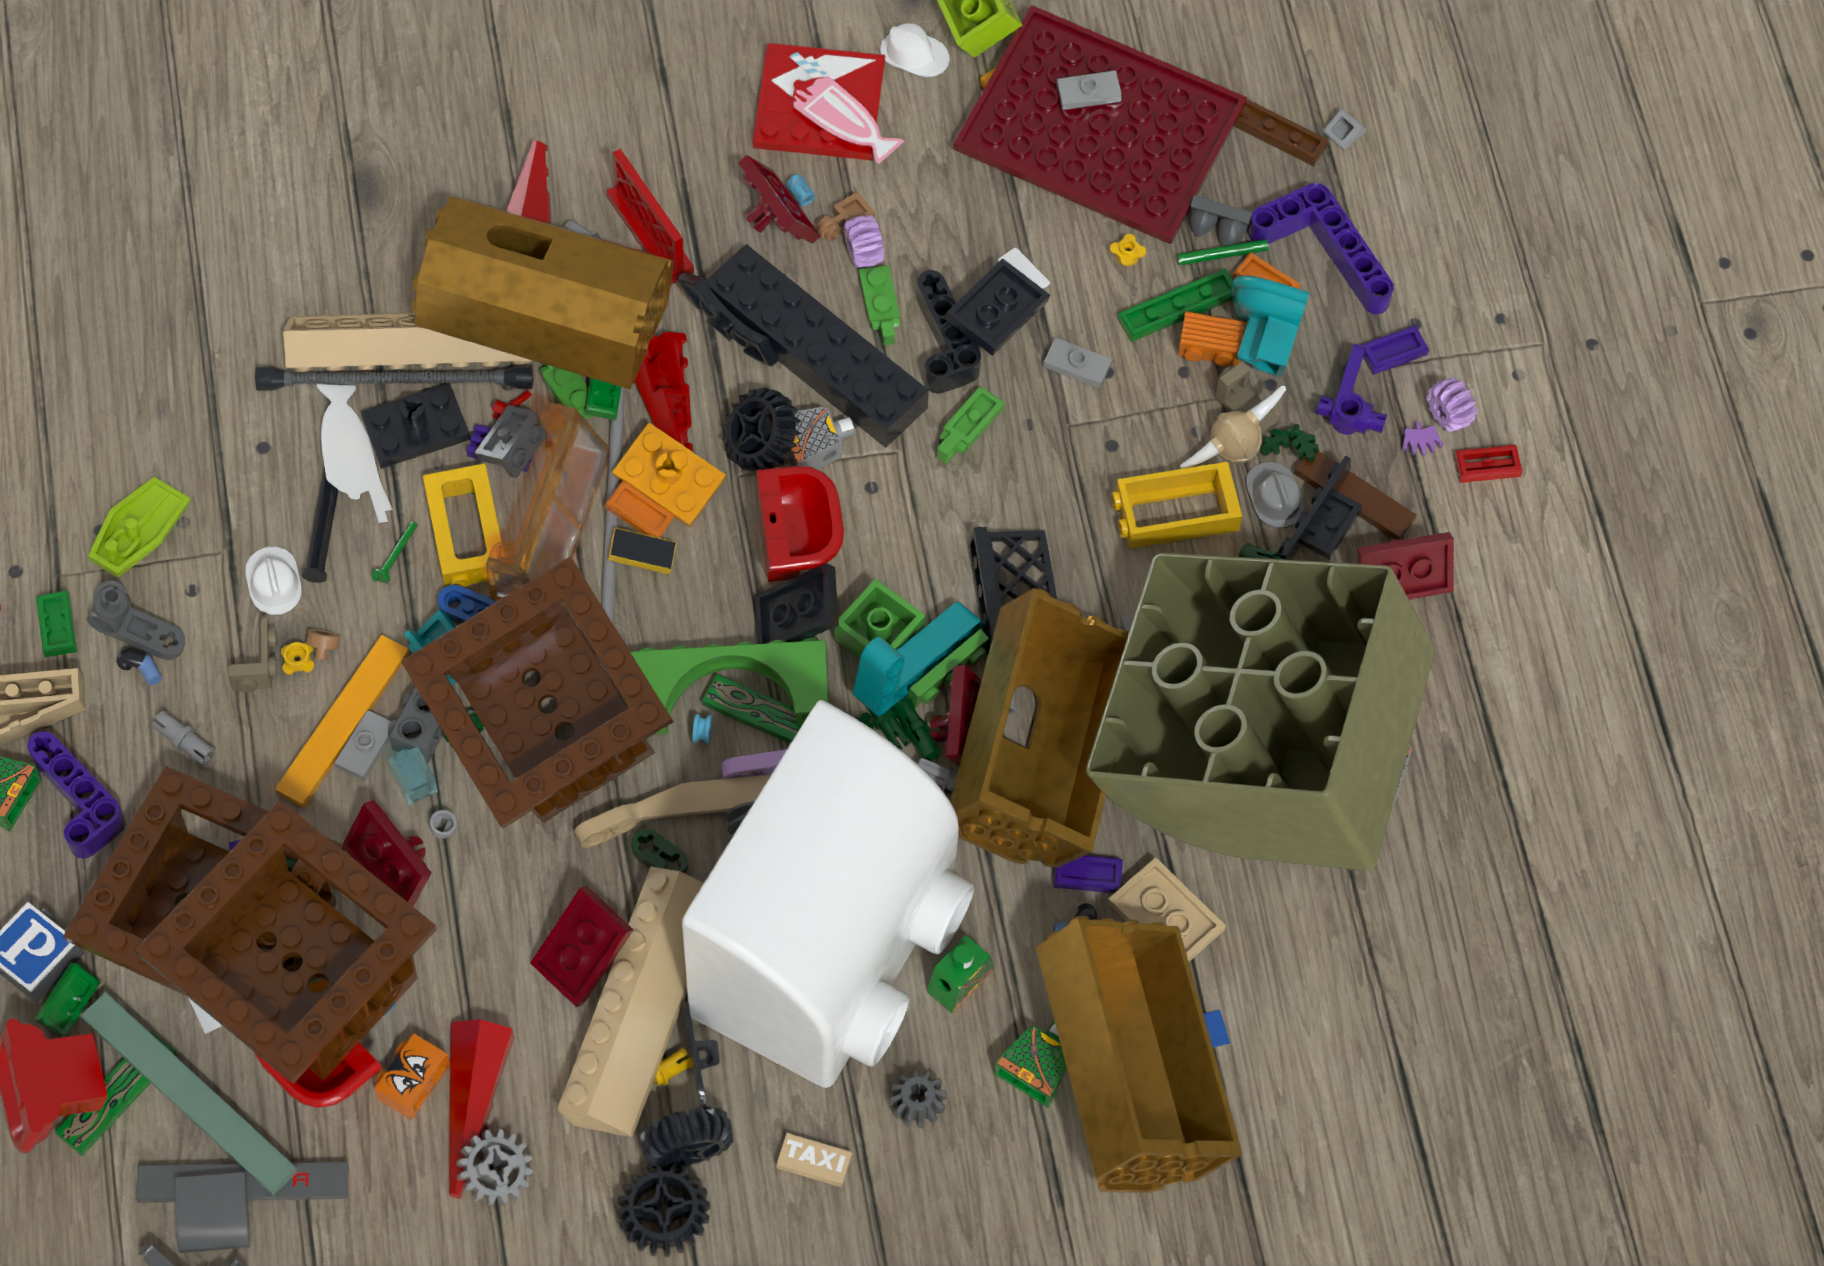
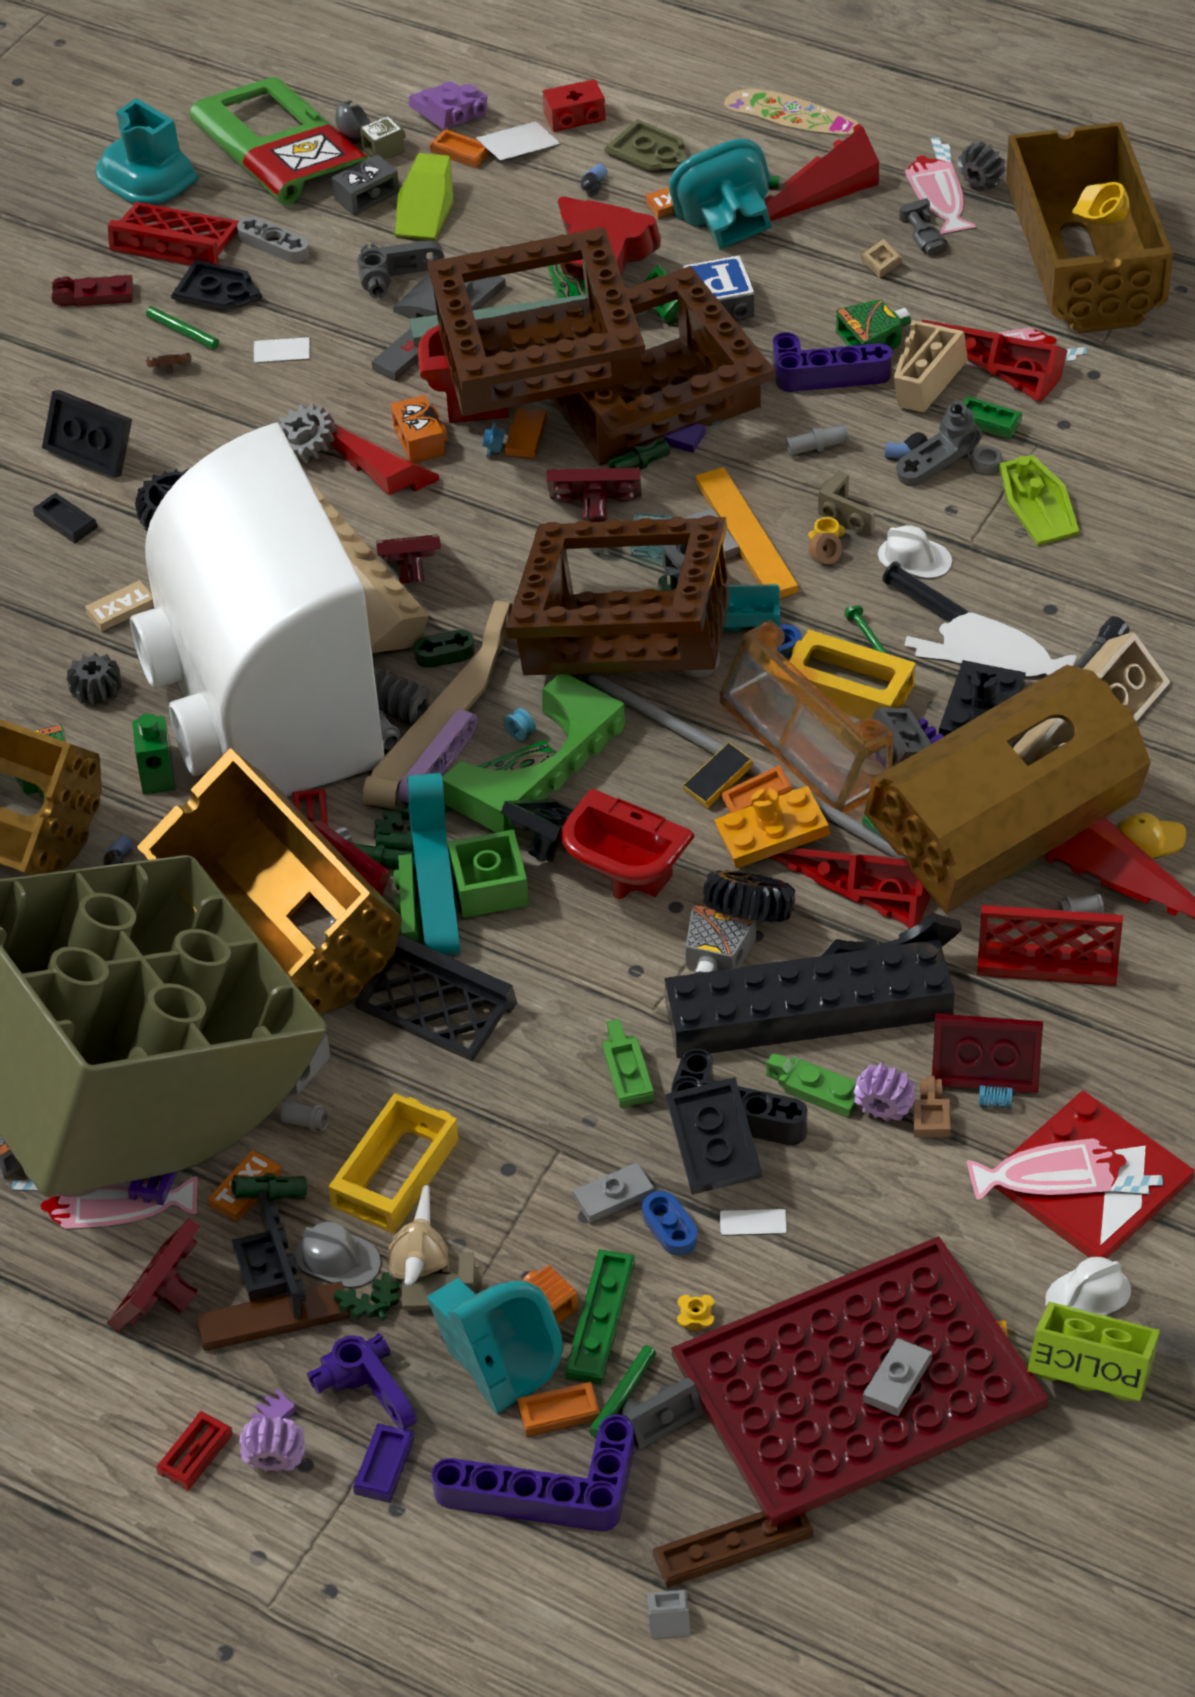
camera: 135 degrees right, 15 degrees down
(1074, 311) = (671, 1225): none -> blue plate

